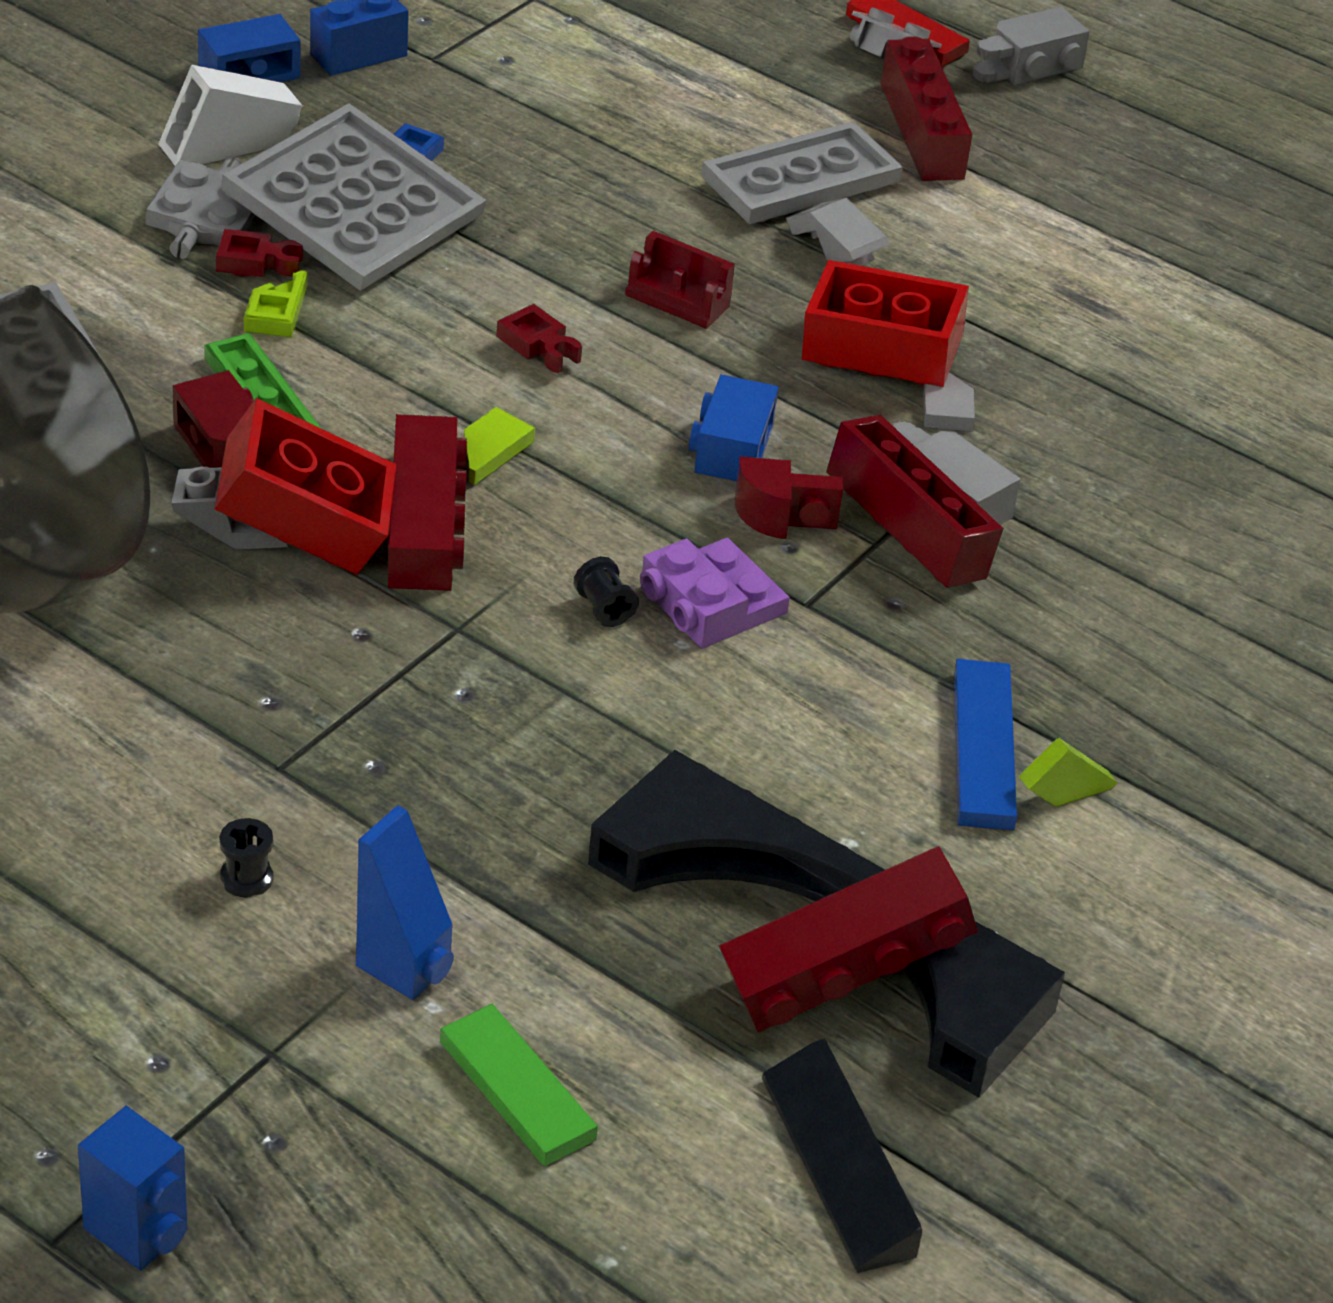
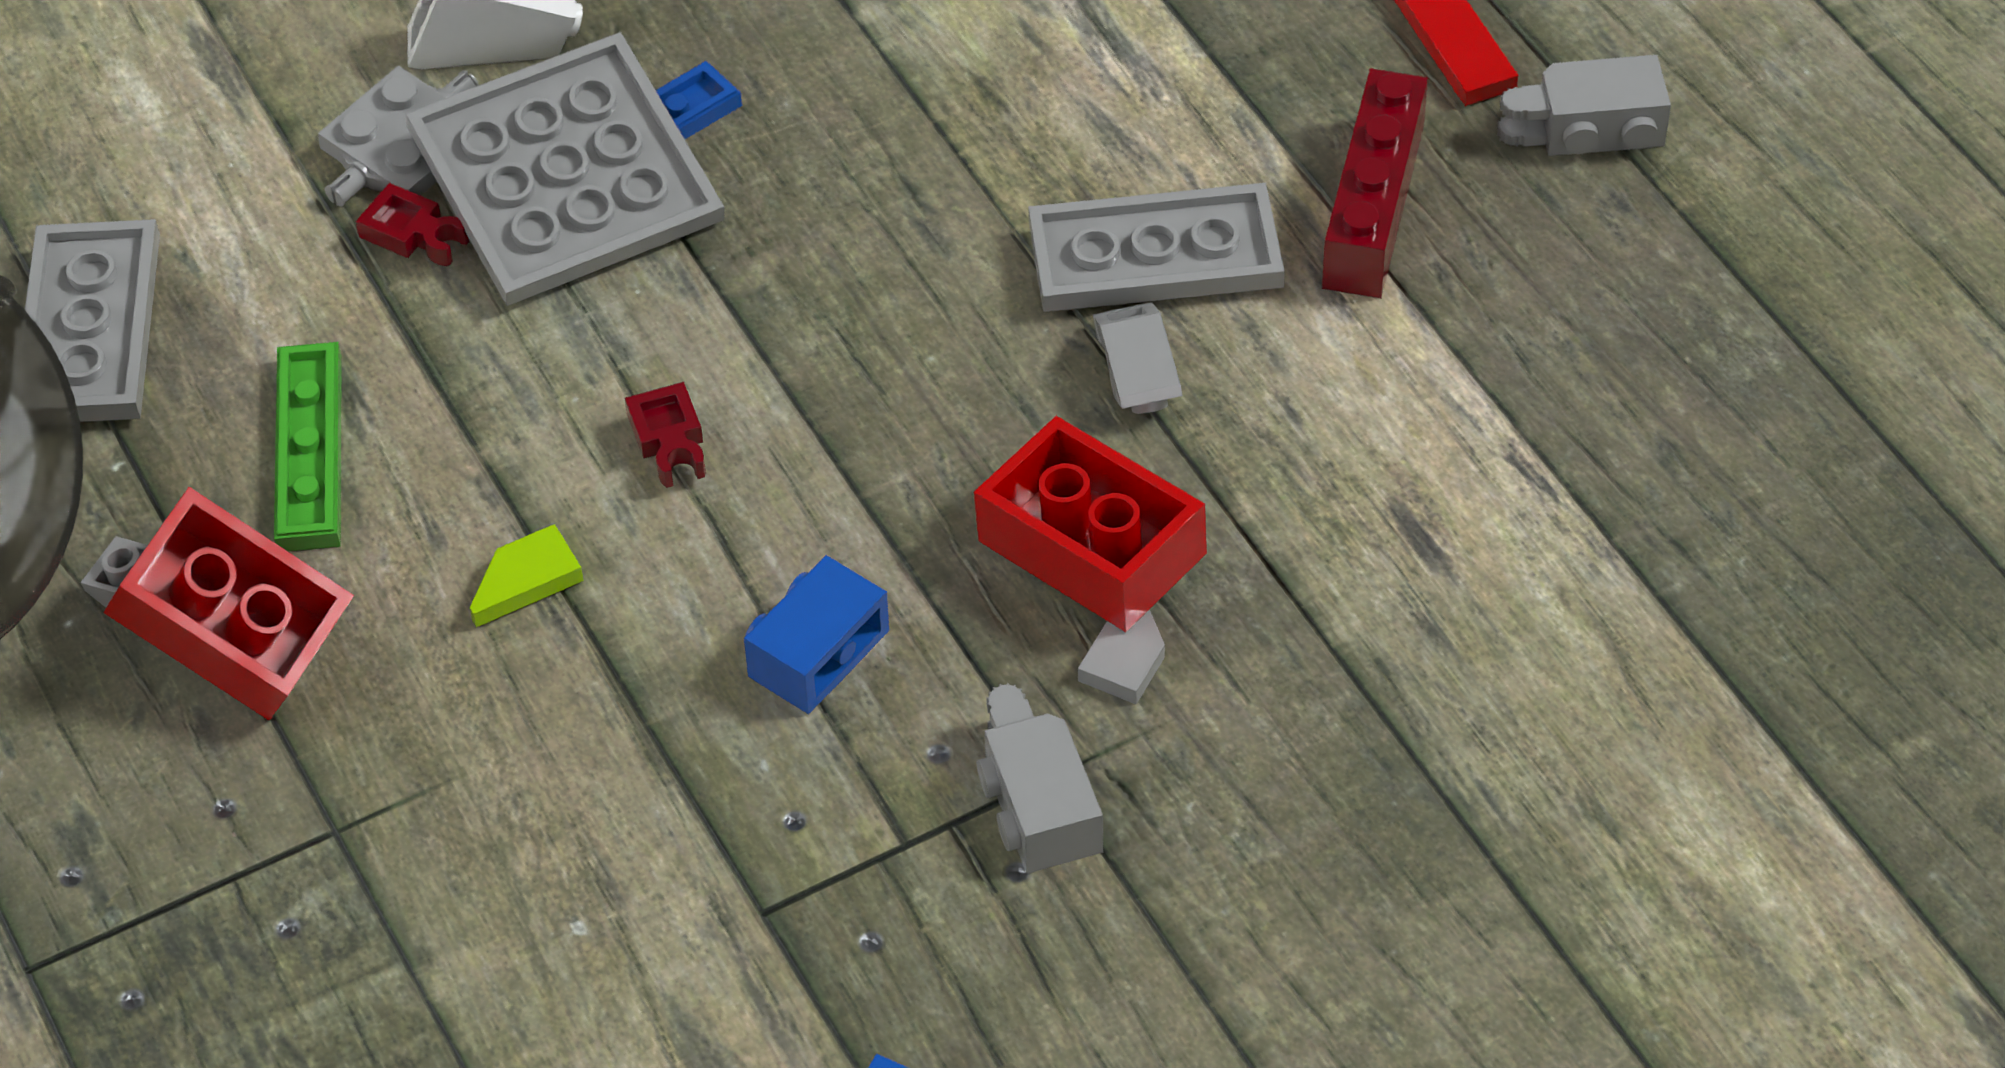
camera: 30 degrees right, 10 degrees up
(208, 412) = (226, 460): dark red hinge -> none
(276, 308) = (399, 305): lime tile -> none
(424, 503) = (383, 646): dark red brick -> none
(610, 598) = (502, 814): black bush -> none
(680, 280) = (889, 388): dark red hinge -> none
(711, 590) = (648, 863): medium lavender plate -> none
(774, 498) = (805, 753): dark red brick -> none
(878, 28) = (1400, 37): light grey hinge -> none
(914, 501) = (954, 809): dark red brick -> none

